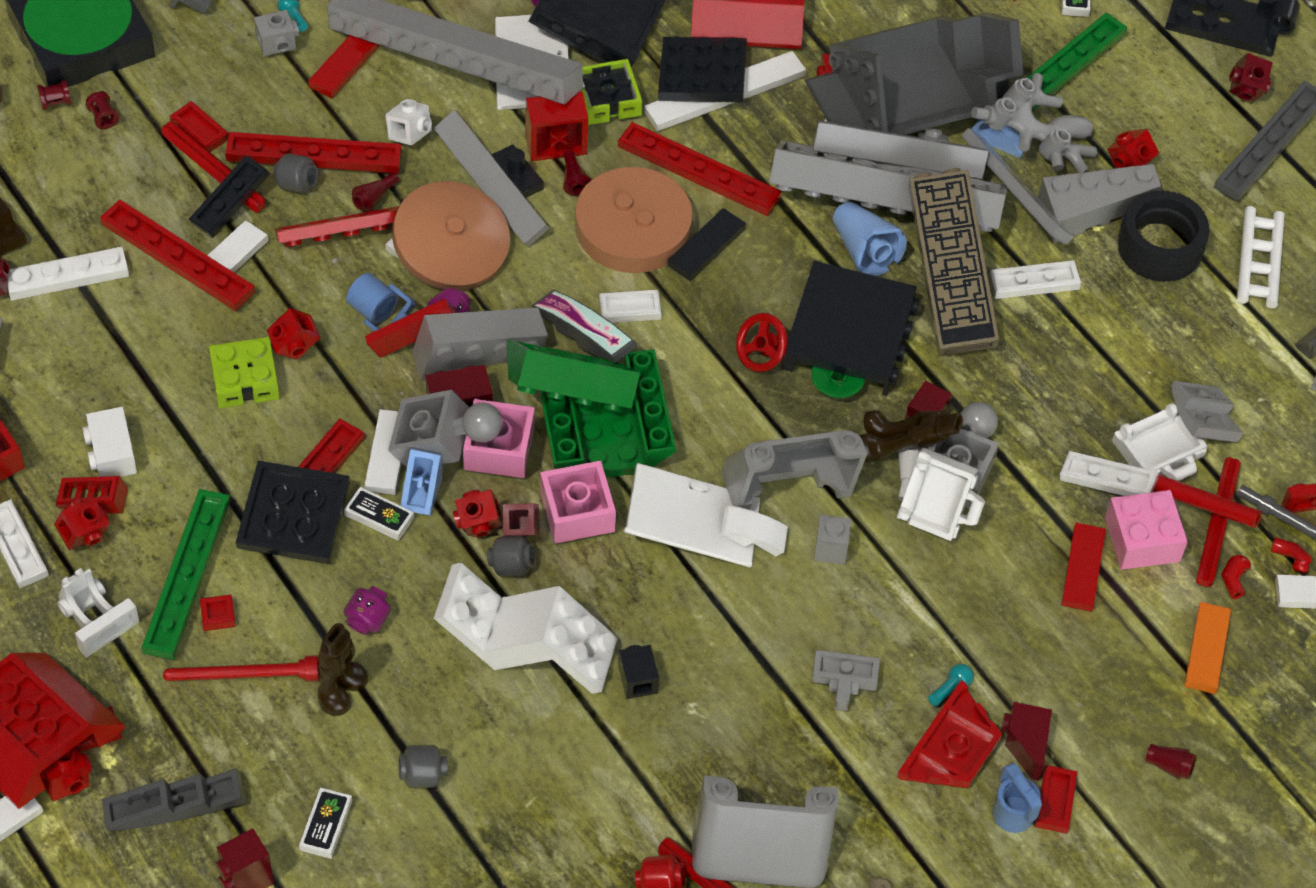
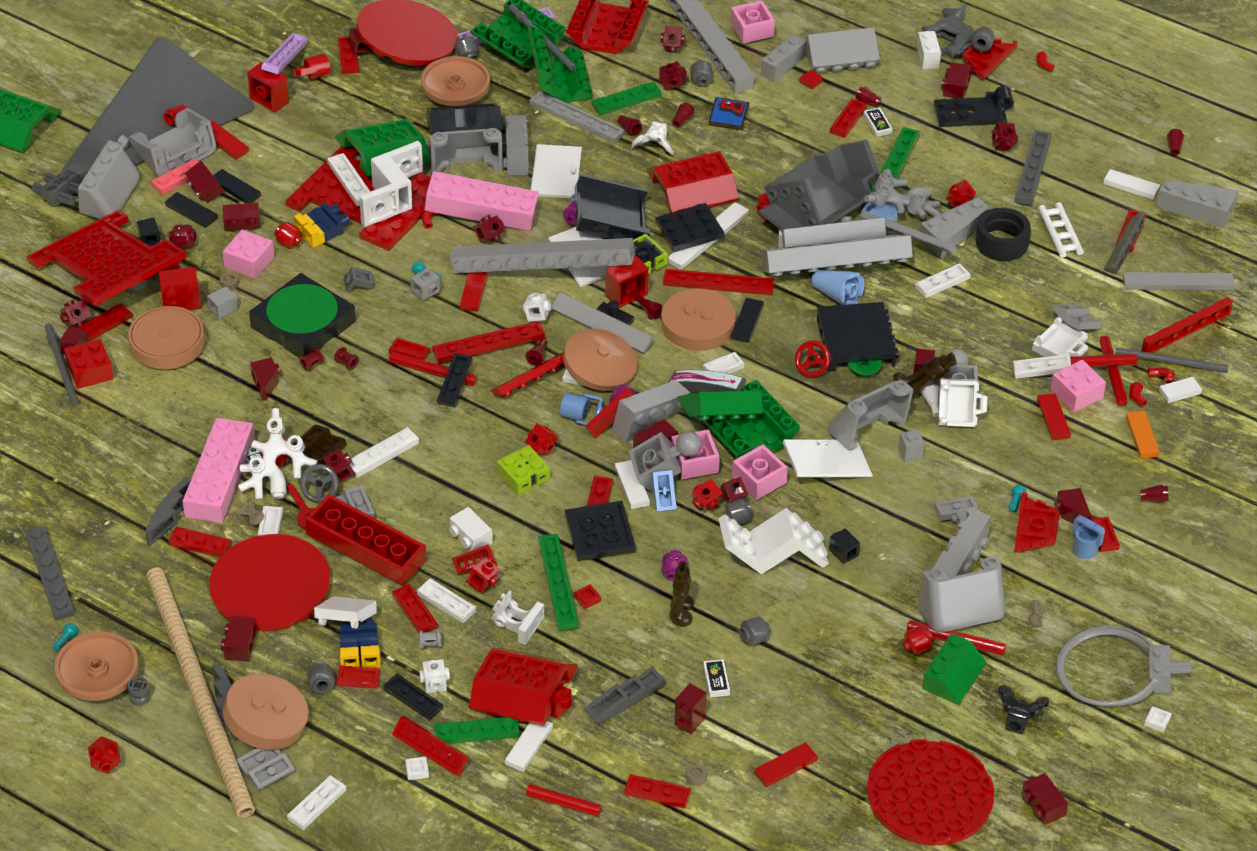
camera: 20 degrees left, 10 degrees down
(177, 255) = (443, 421): red plate -> none
(239, 246) = (475, 407): white tile -> none
(296, 173) = (486, 355): dark grey head -> none
(305, 668) = (658, 606): red piece -> none
(379, 513) = (647, 517): tile -> none
(752, 527) = (863, 454): white slope -> none
(809, 750) = (966, 545): none -> light grey wedge
(953, 262) = (899, 281): dark tan brick -> none

